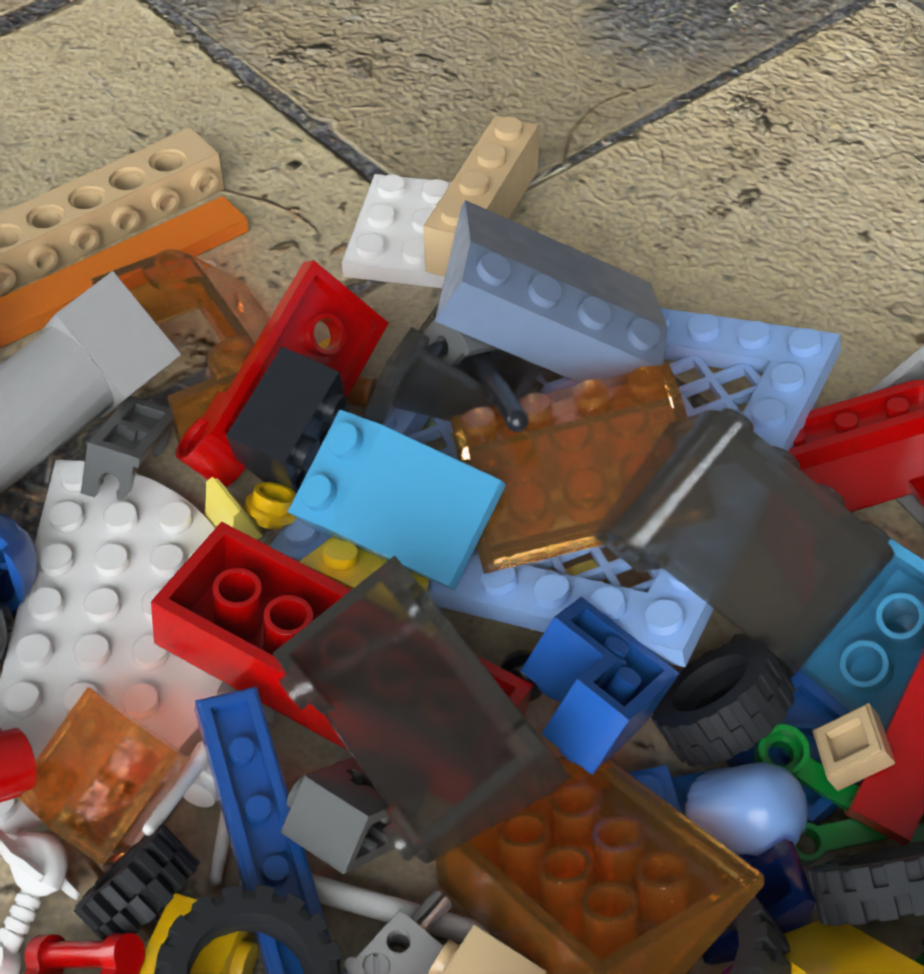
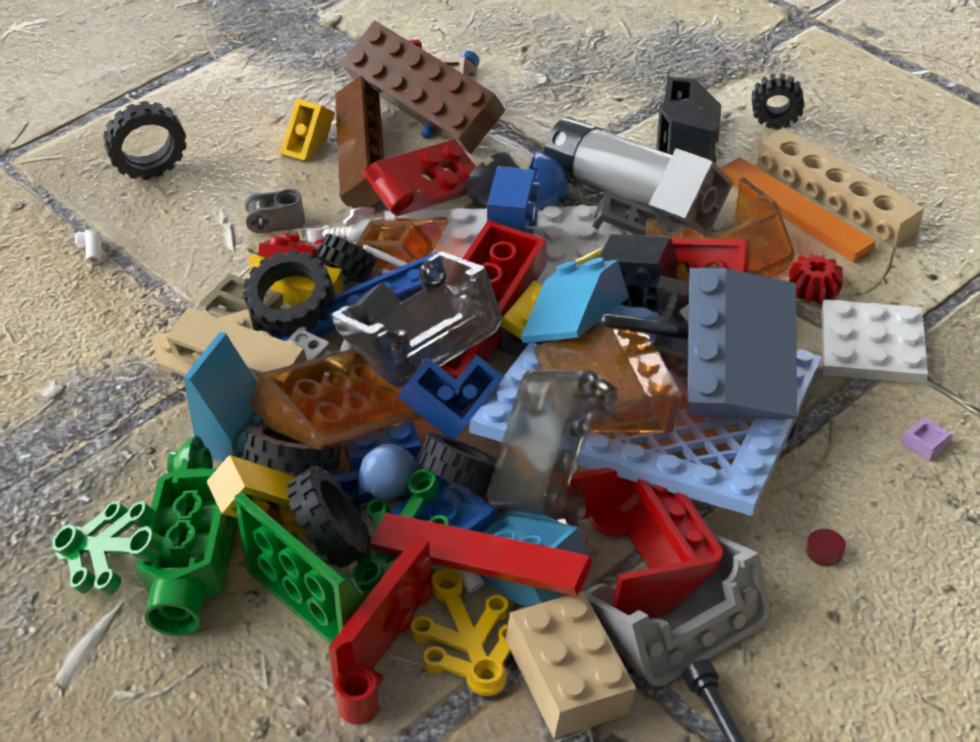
camera: 85 degrees right, 5 degrees down
(96, 580) = (514, 199): none -> blue brick
(289, 249) = (816, 278): none -> red gear
(491, 177) = (885, 343): tan brick -> none
(618, 212) = (926, 439): none -> lavender tile
(820, 317) = (825, 547): none -> dark red tile
(853, 747) = (422, 509): tan tile -> none

